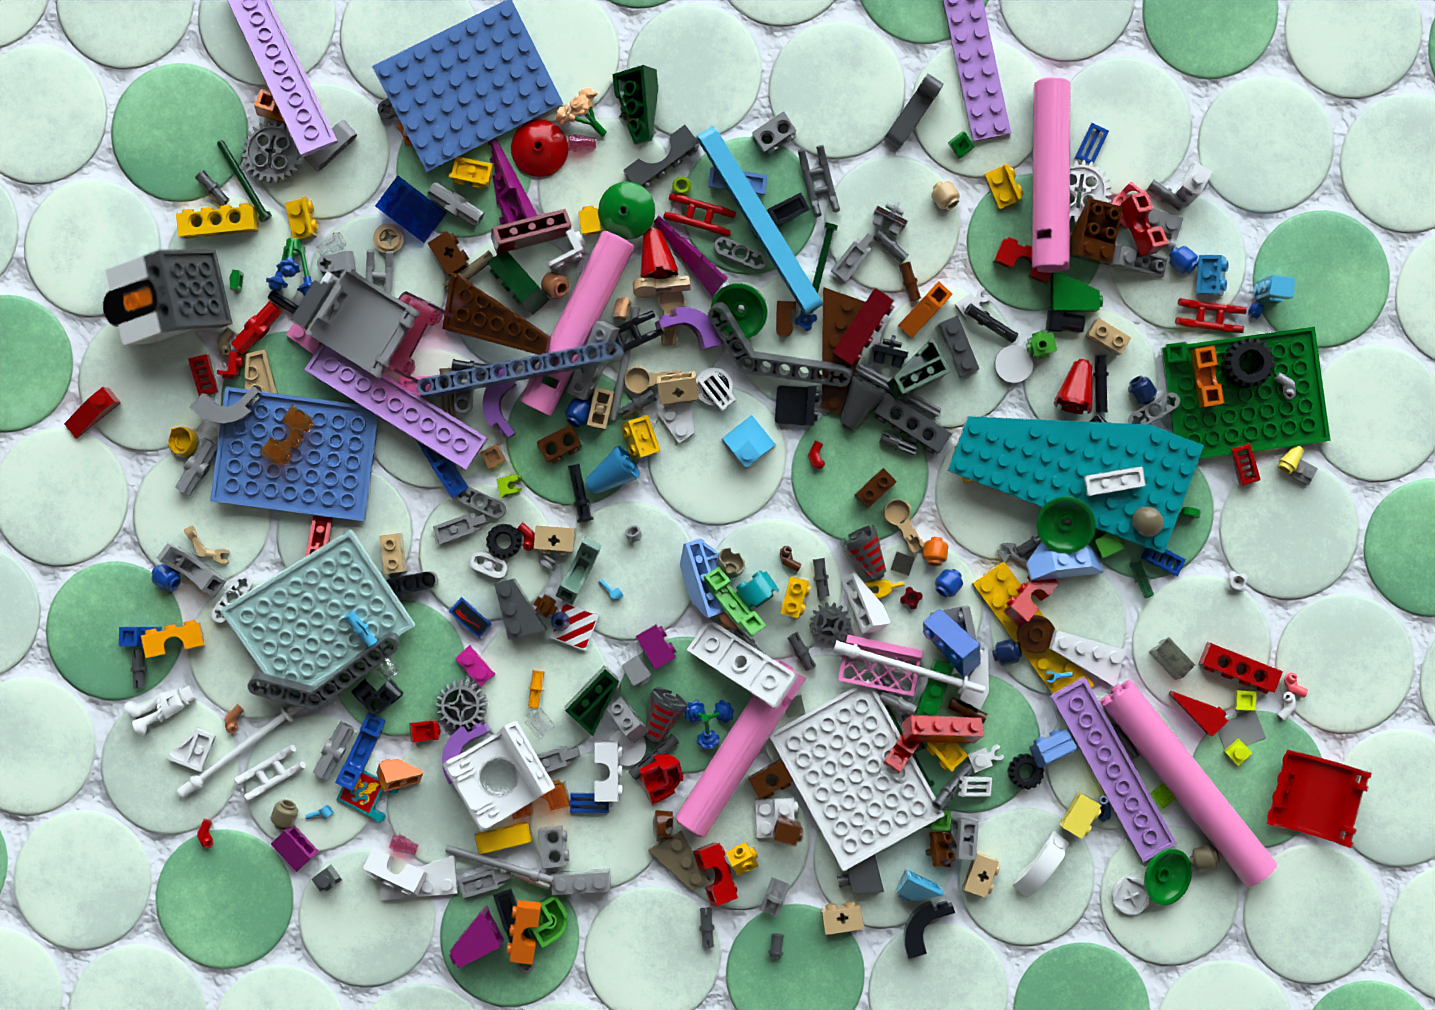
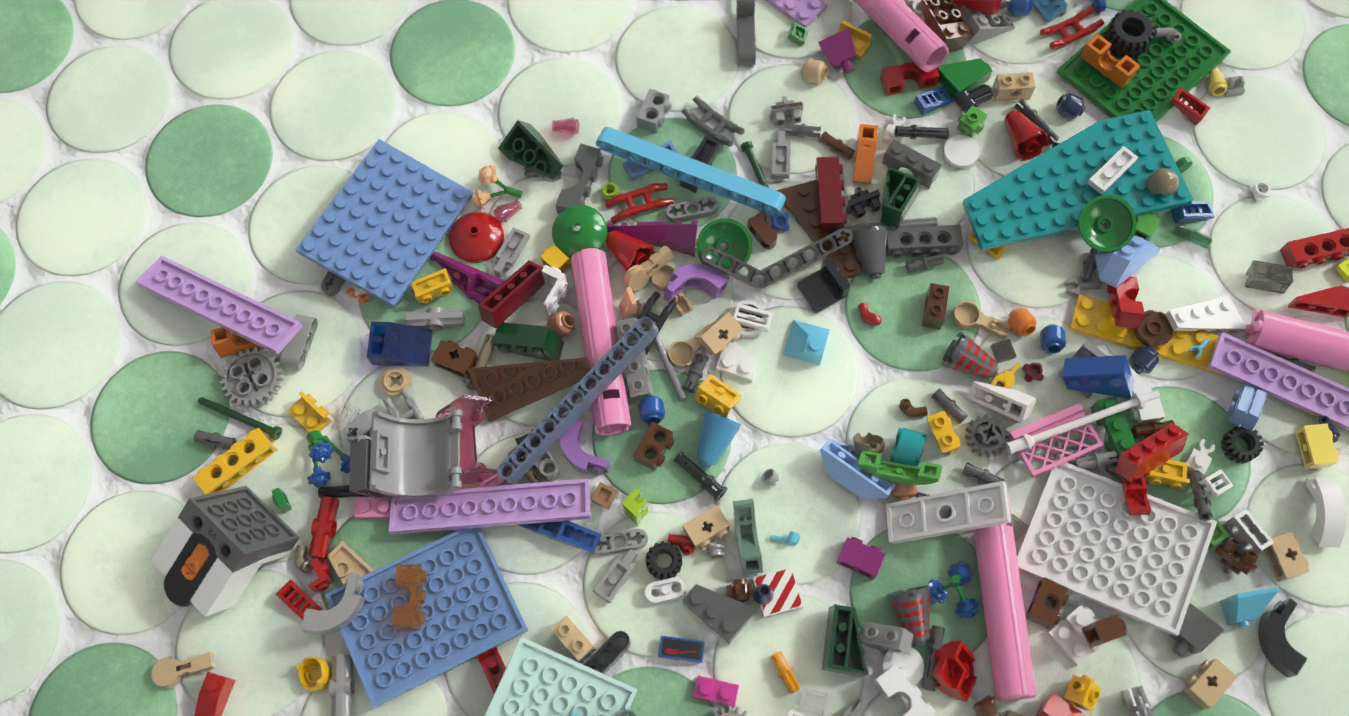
camera: 30 degrees left, 20 degrees down
(70, 362) = (165, 672): none -> tan piece
(559, 184) = (510, 251): none -> light grey hinge
(600, 408) = (668, 392): tan brick -> none
(637, 671) = (862, 588): light grey brick -> none
(687, 93) = (567, 126): none -> clear pink cone
(982, 192) = (839, 50): none -> magenta torso
(1014, 297) = (927, 108): none -> blue slope
(1164, 399) = (1085, 118): light grey beam -> none
(1177, 352) = (1072, 62): green tile -> none

